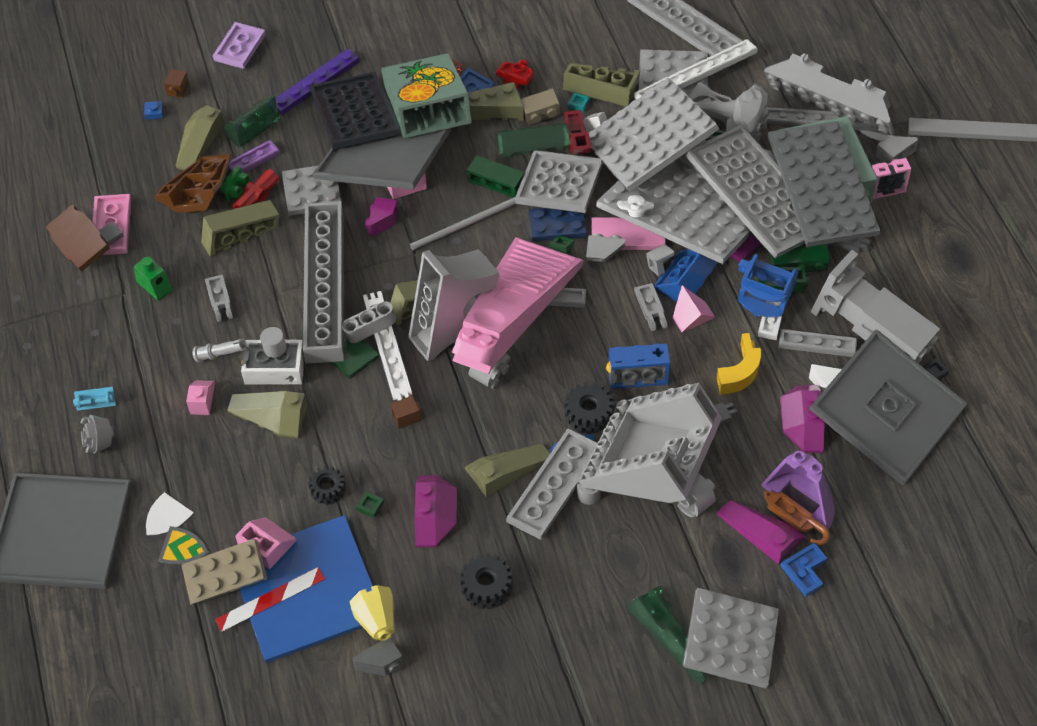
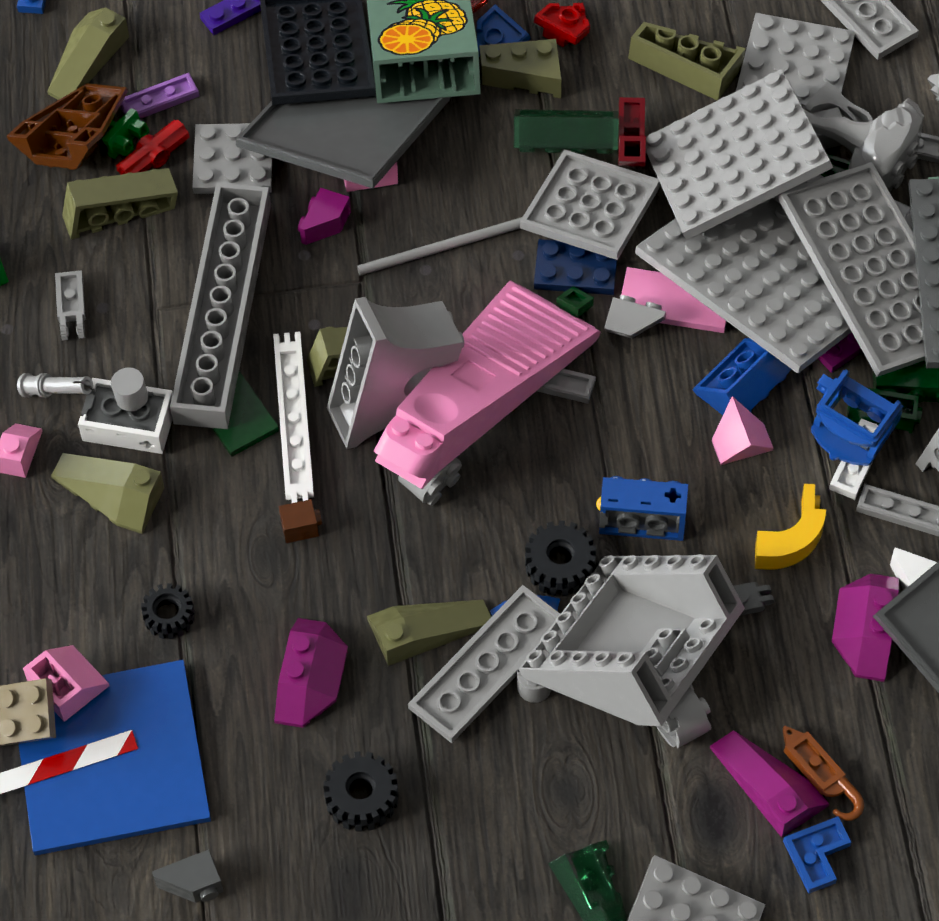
camera: 10 degrees right, 5 degrees up
(252, 121) = (168, 41): clear green slope -> none
(369, 322) = (259, 378): light grey beam -> none
(370, 504) = (222, 650): dark green plate -> none
(375, 611) = (195, 812): light yellow cone -> none
(494, 176) = (499, 180): dark green brick -> none
(540, 106) = (588, 82): dark tan brick -> none
(578, 102) = (647, 82): teal tile -> none
(594, 120) = (663, 116): white slope -> none
(635, 205) = (689, 264): white plate -> none
(650, 305) = (683, 416): light grey hinge -> none
(658, 257) = (708, 345): light grey panel -> none
(708, 66) = (844, 57): white tile -> none
(807, 476) = (849, 721): medium lavender cone -> none

